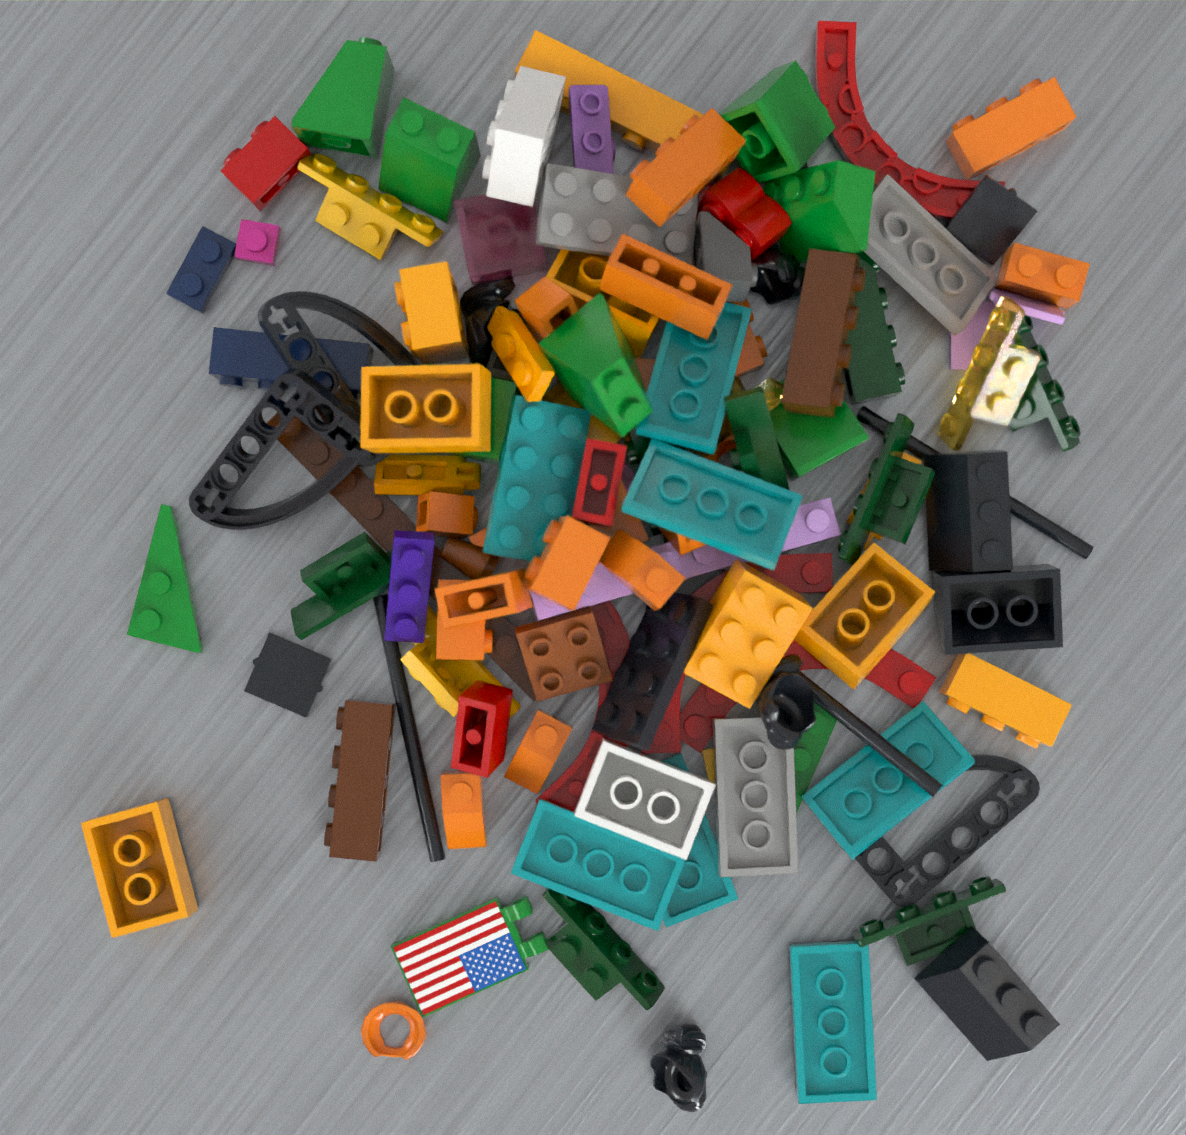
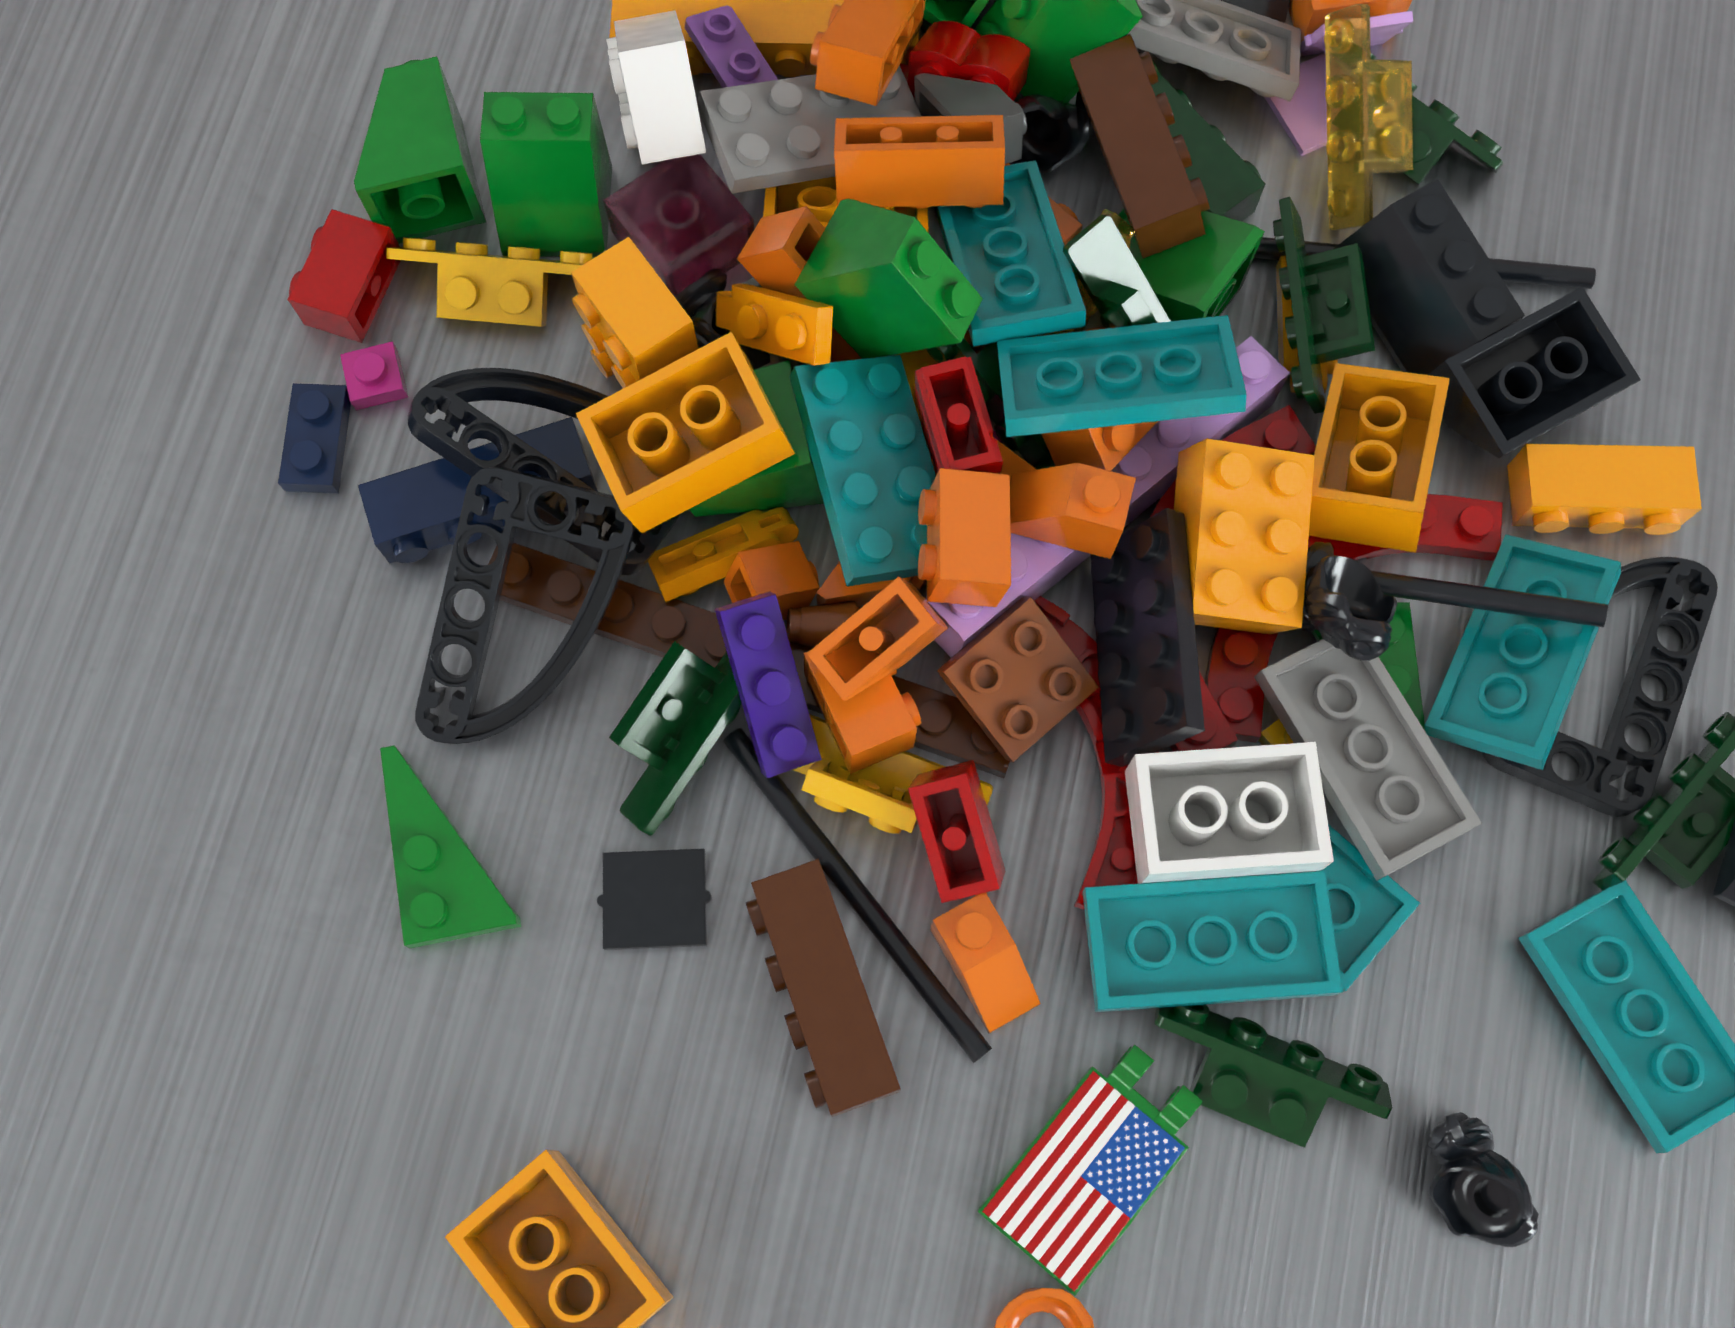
camera: 25 degrees left, 15 degrees down
(538, 751) = (1046, 833): orange slope -> none

